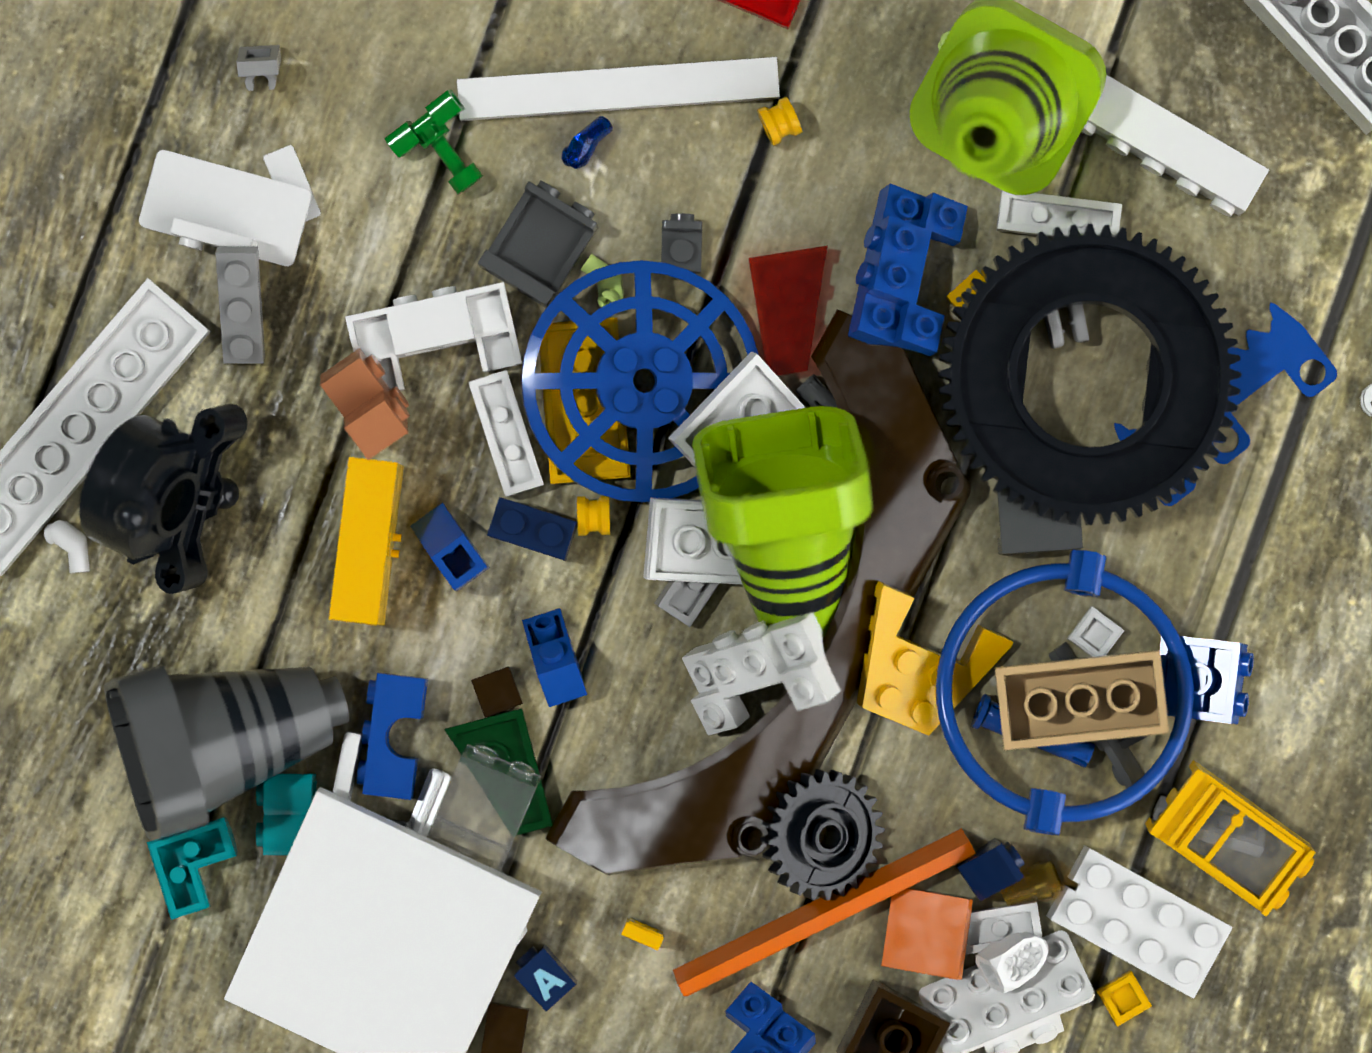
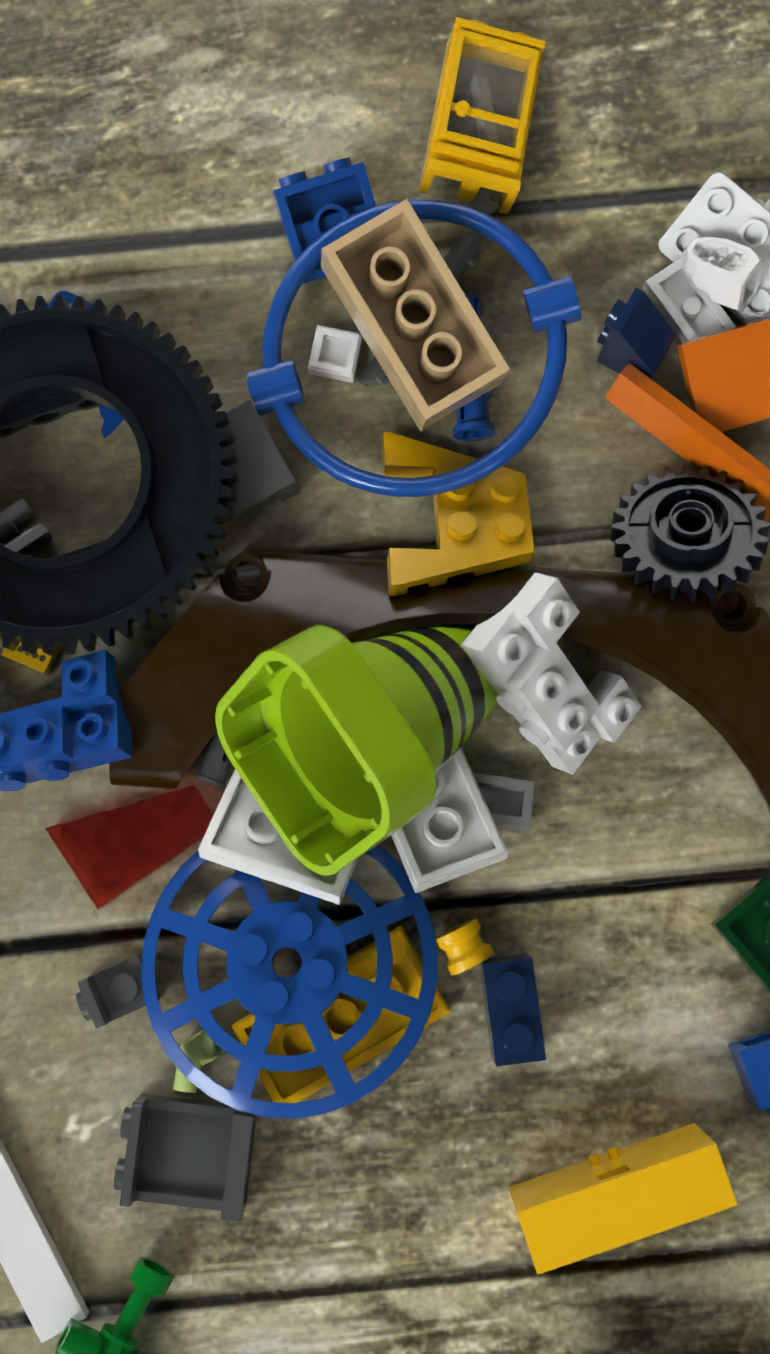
camera: 110 degrees left, 5 degrees down
(370, 409) = (461, 1276): nougat brick -> none
(436, 324) = (346, 1254): white bracket -> none
(449, 547) = (578, 1093): blue slope -> none
(497, 691) = (707, 960): dark brown tile -> none
(506, 433) = (418, 1090): white plate -> none
(554, 657) = (641, 915): blue slope -> none
(584, 143) = (50, 1157): clear blue arm -> none
(1039, 883) = (620, 285): clear yellow cone -> none
(1123, 998) = (696, 155): yellow tile -> none
(1139, 922) = (614, 168): white piece -> none

